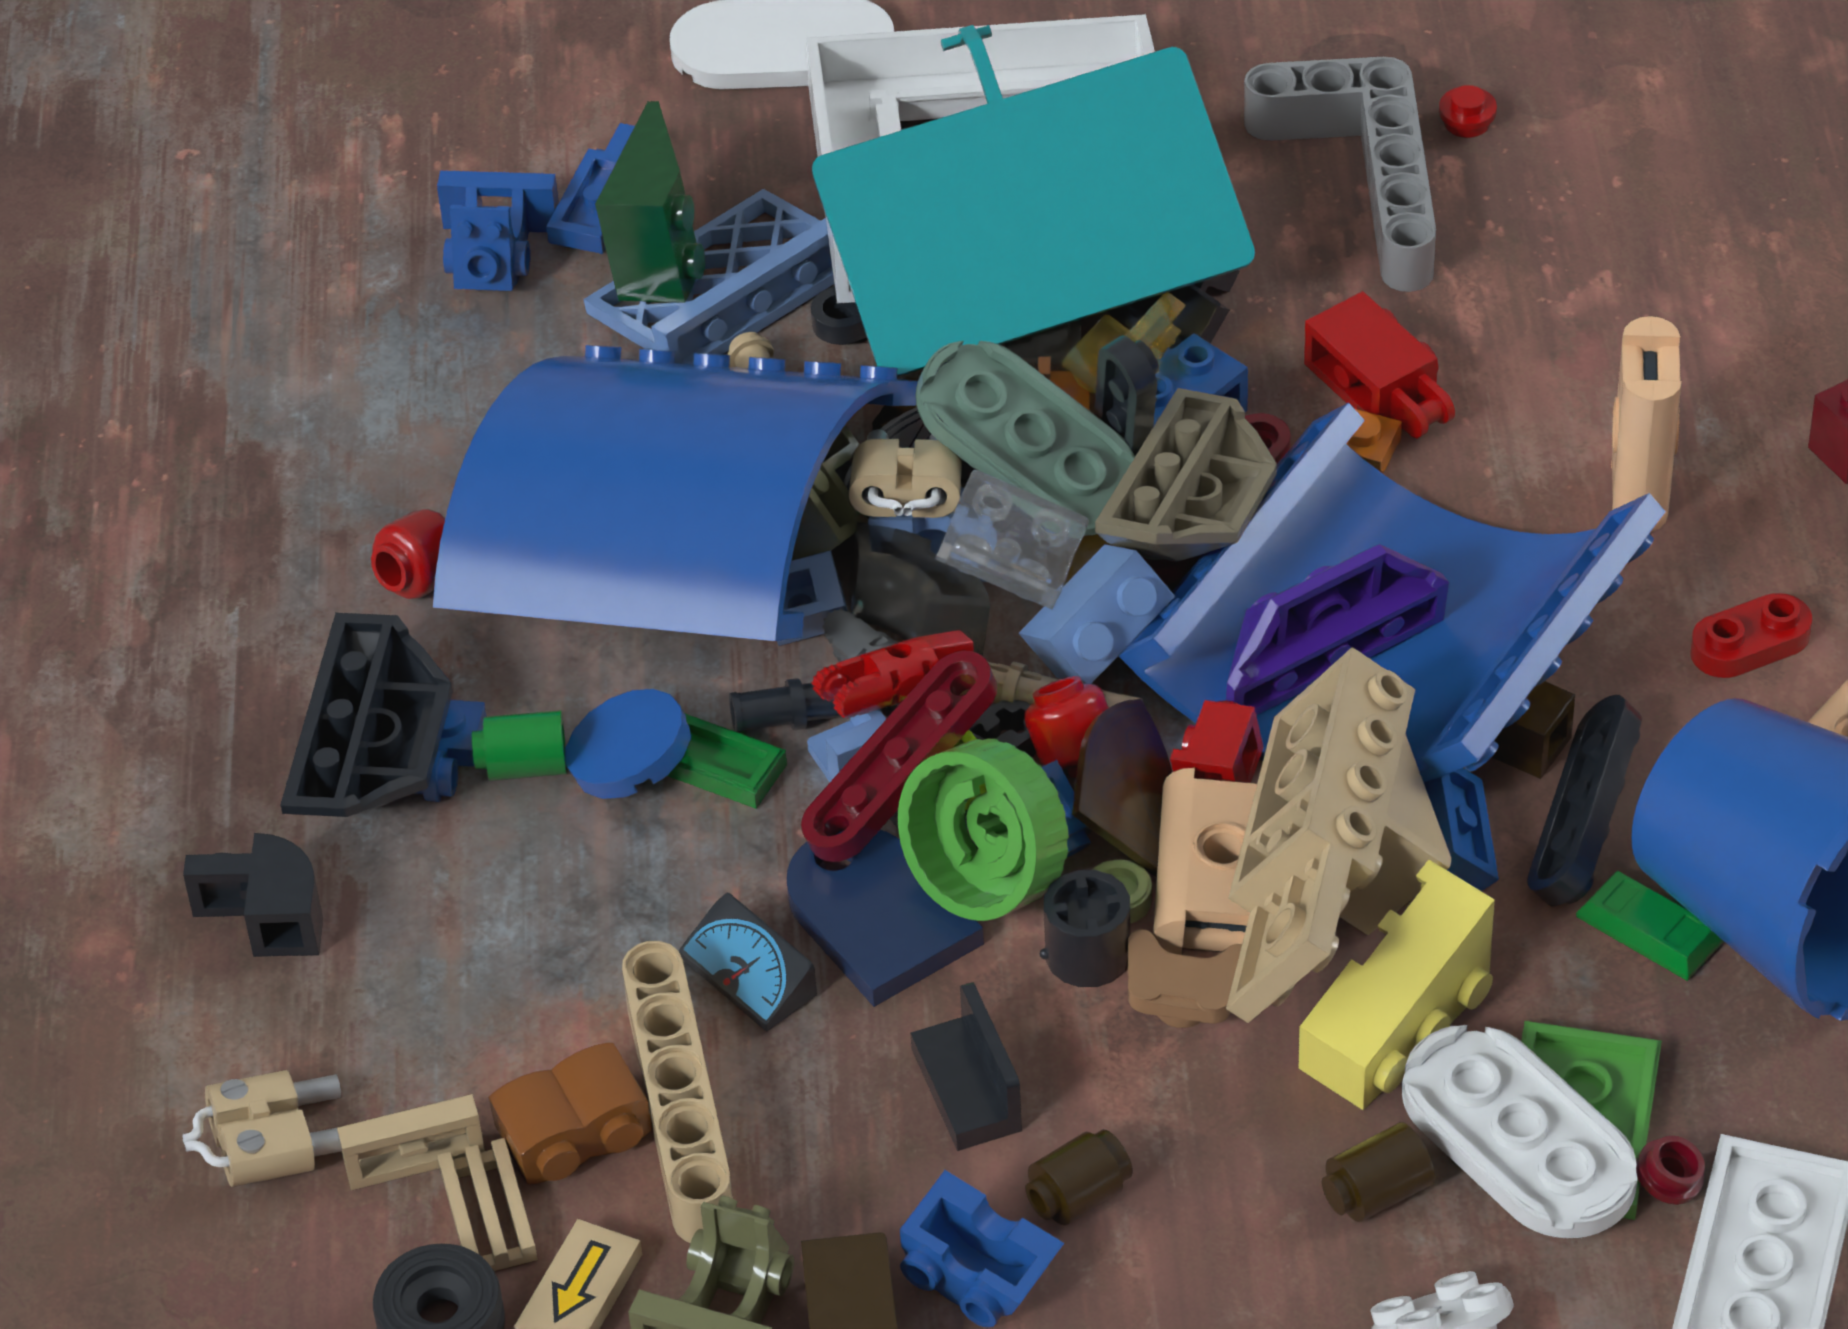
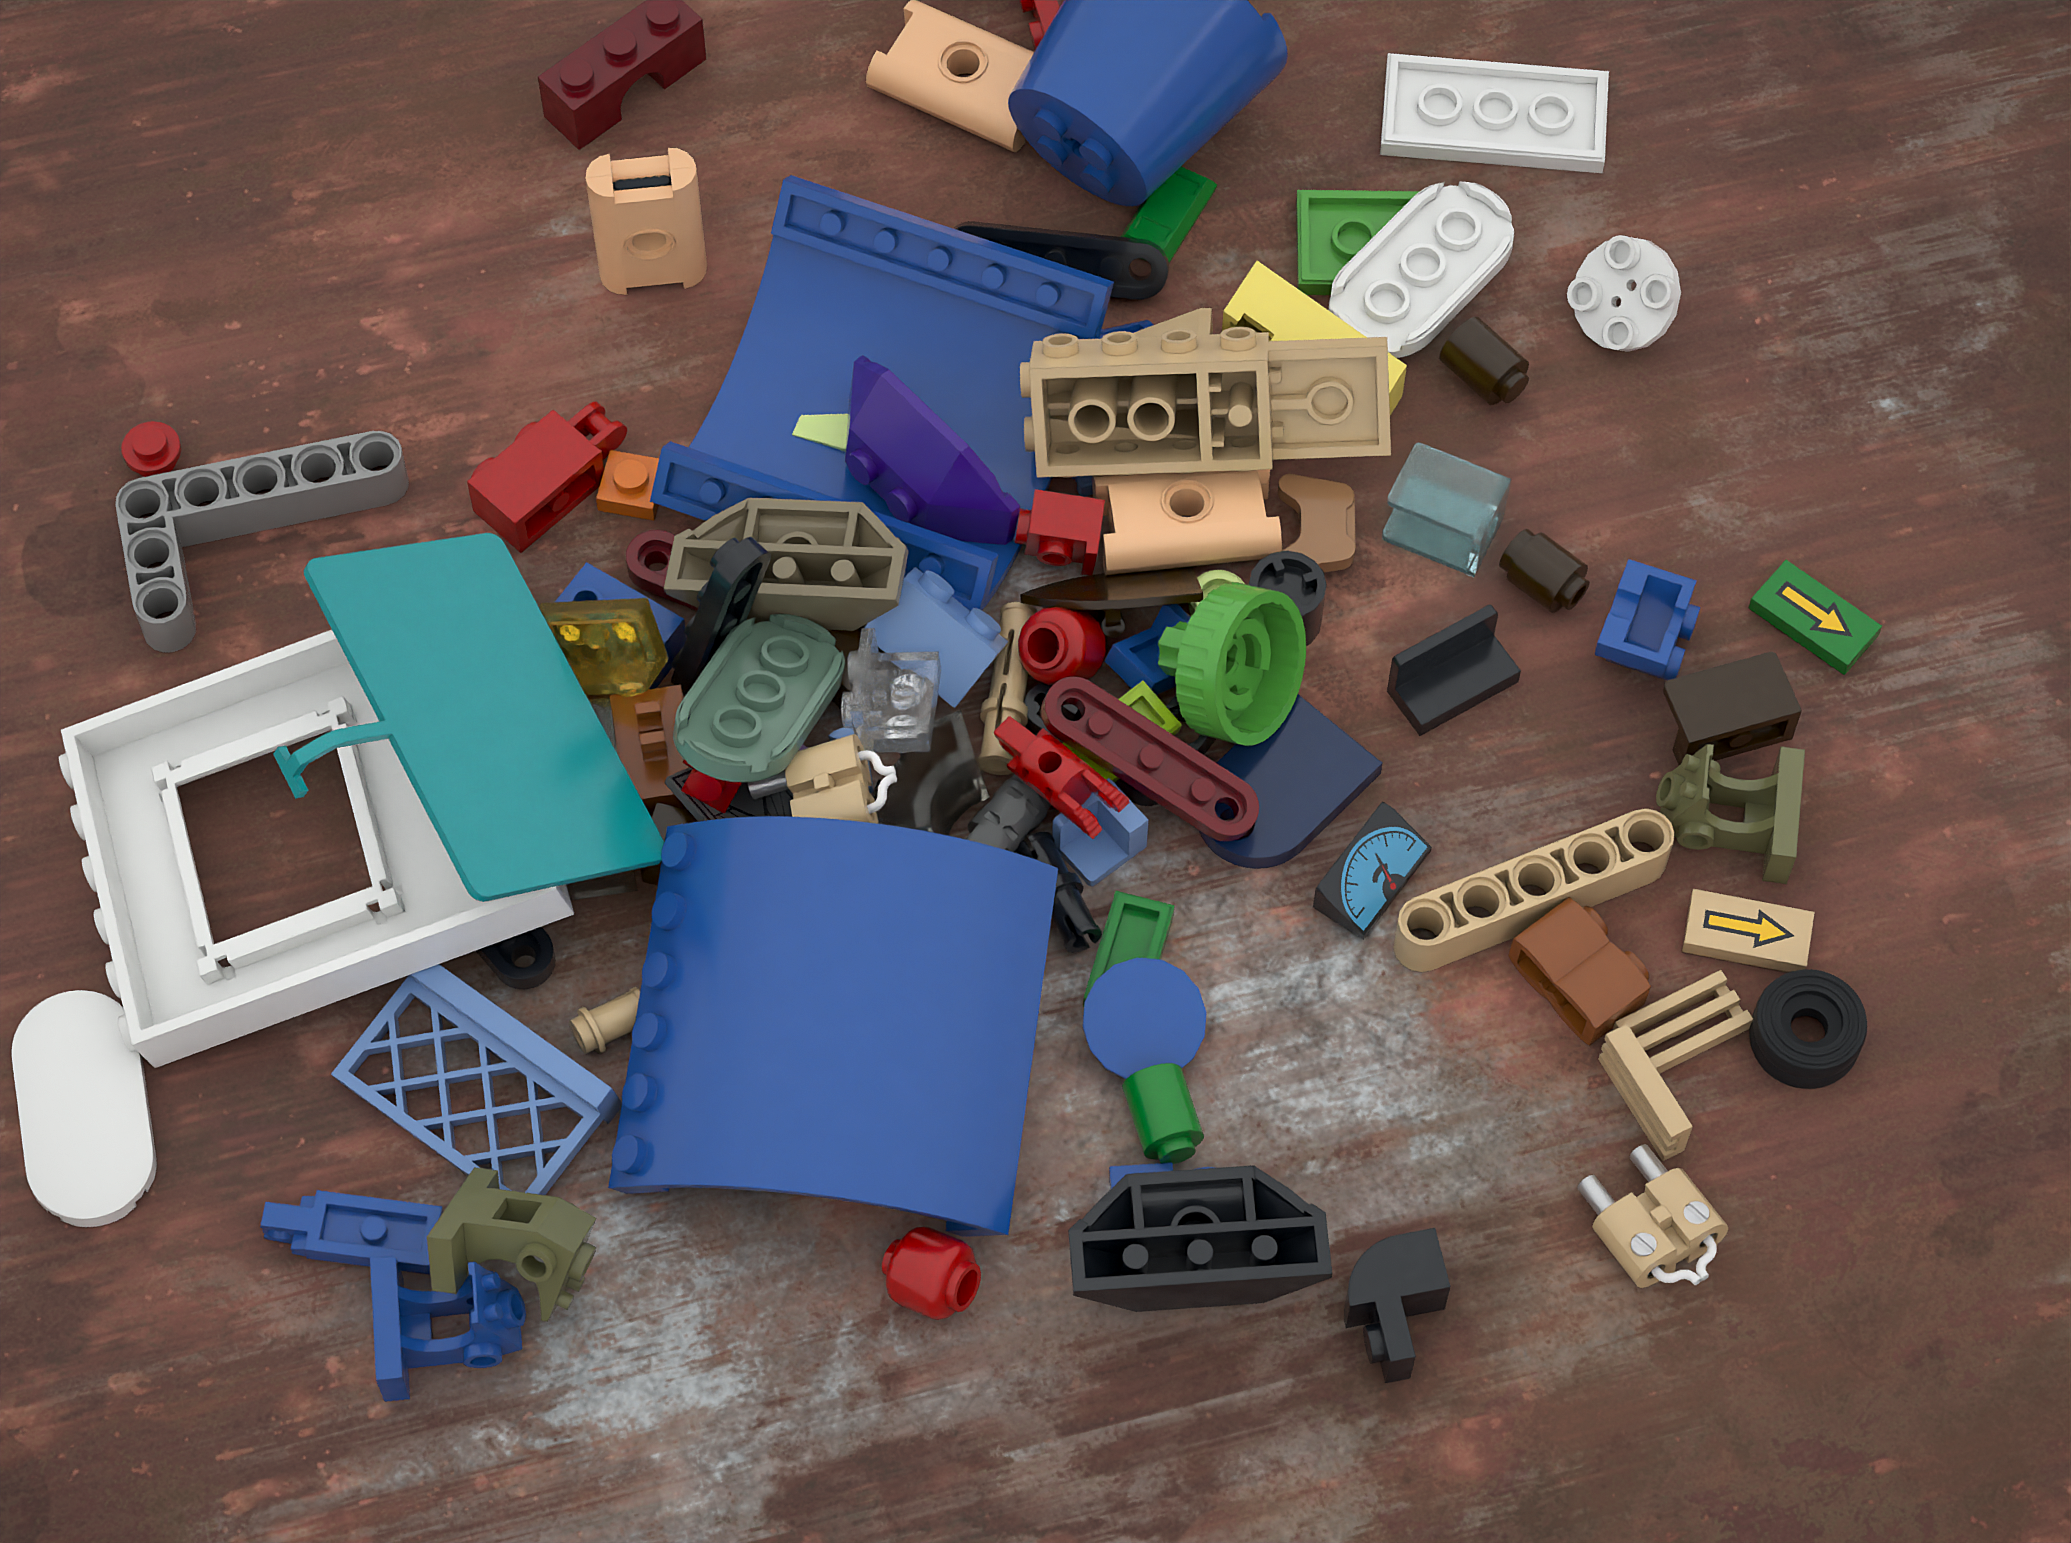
camera: 105 degrees left, 15 degrees up
(549, 244) = (512, 1227): none -> olive tile
(649, 218) = (435, 1126): dark green slope -> none
(1171, 1091) = (1446, 508): none -> clear light blue piece
(1671, 1169) = (1426, 167): dark red plate -> none
(1757, 633) = (827, 160): red plate -> none

